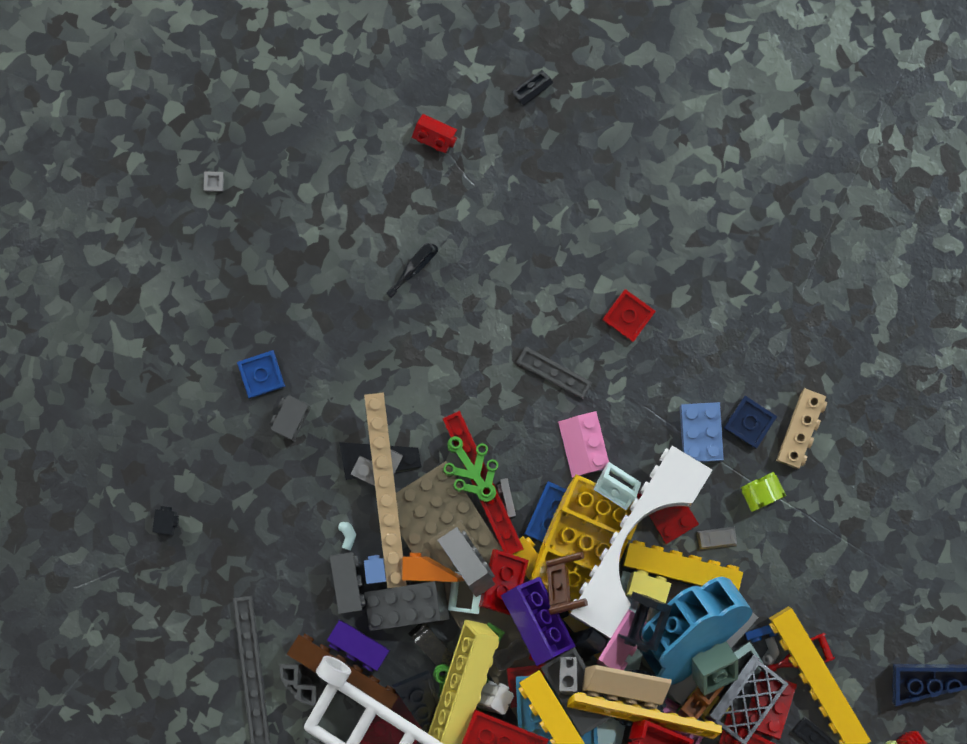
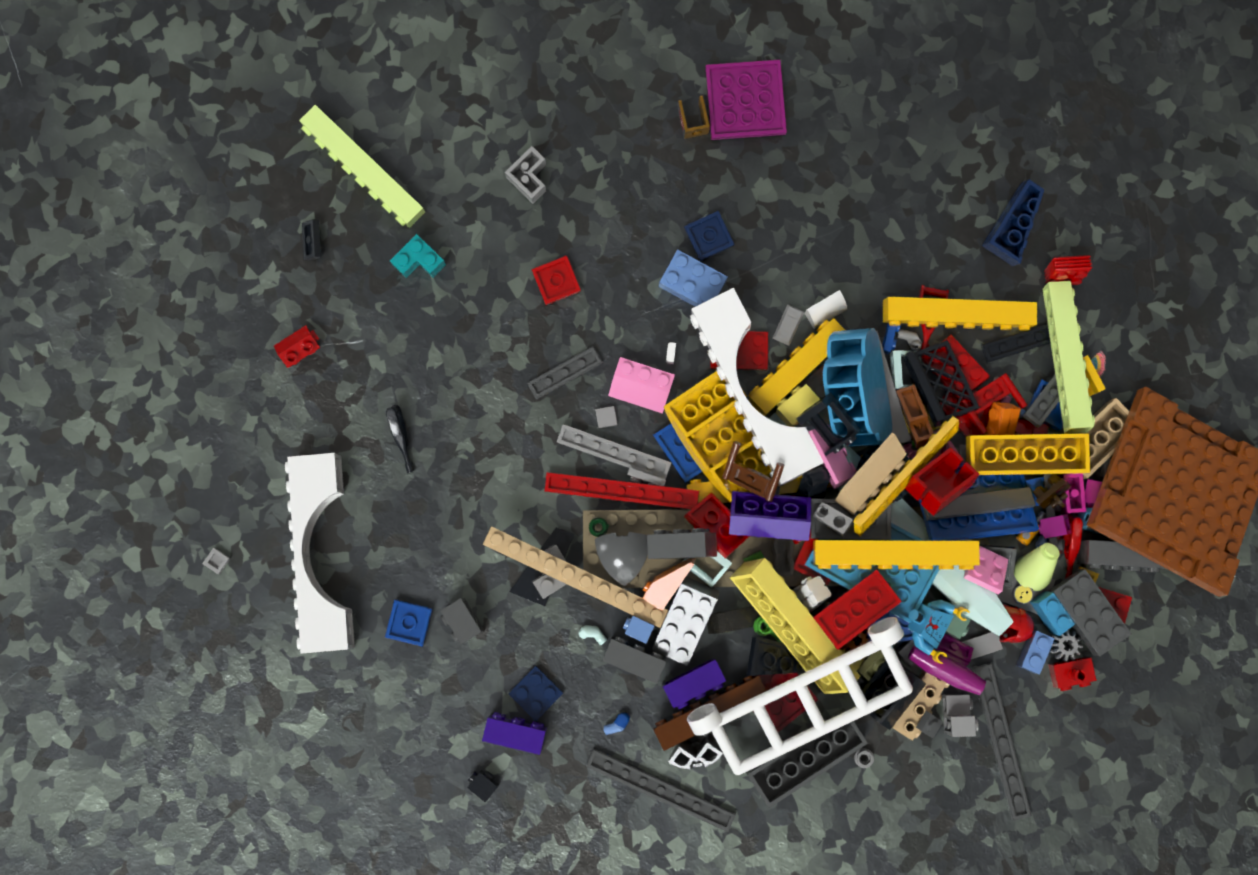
camera: 60 degrees left, 0 degrees up
(224, 521) = (514, 733): none -> dark purple brick
(268, 518) = (535, 693): none -> dark blue plate
(284, 604) = (618, 725): none -> arm
(325, 222) = (312, 487): none -> white arch
(428, 517) = (622, 555): none -> dark grey brick
(439, 476) = (598, 521): none -> dark green plate
(473, 471) = (605, 493): bright green plant -> none
(512, 456) = (613, 452): none -> light grey plate
(538, 431) = (606, 417): none -> light grey tile
(575, 182) = (417, 253): none -> teal brick
(615, 490) = (698, 381): light aqua tile -> none
(622, 89) = (365, 169): none -> yellowish green brick
(627, 452) = (670, 353): none -> white tile
(702, 230) = (523, 174): none -> light grey brick
(715, 668) = (900, 391): sand green brick -> none
(750, 562) = (826, 309): none -> white brick
(763, 491) = (774, 261): lime brick -> none
(801, 428) = (740, 197): tan brick -> none
(835, 354) = (691, 132): none -> pearl gold piece
(890, 379) = (745, 99): none -> magenta plate

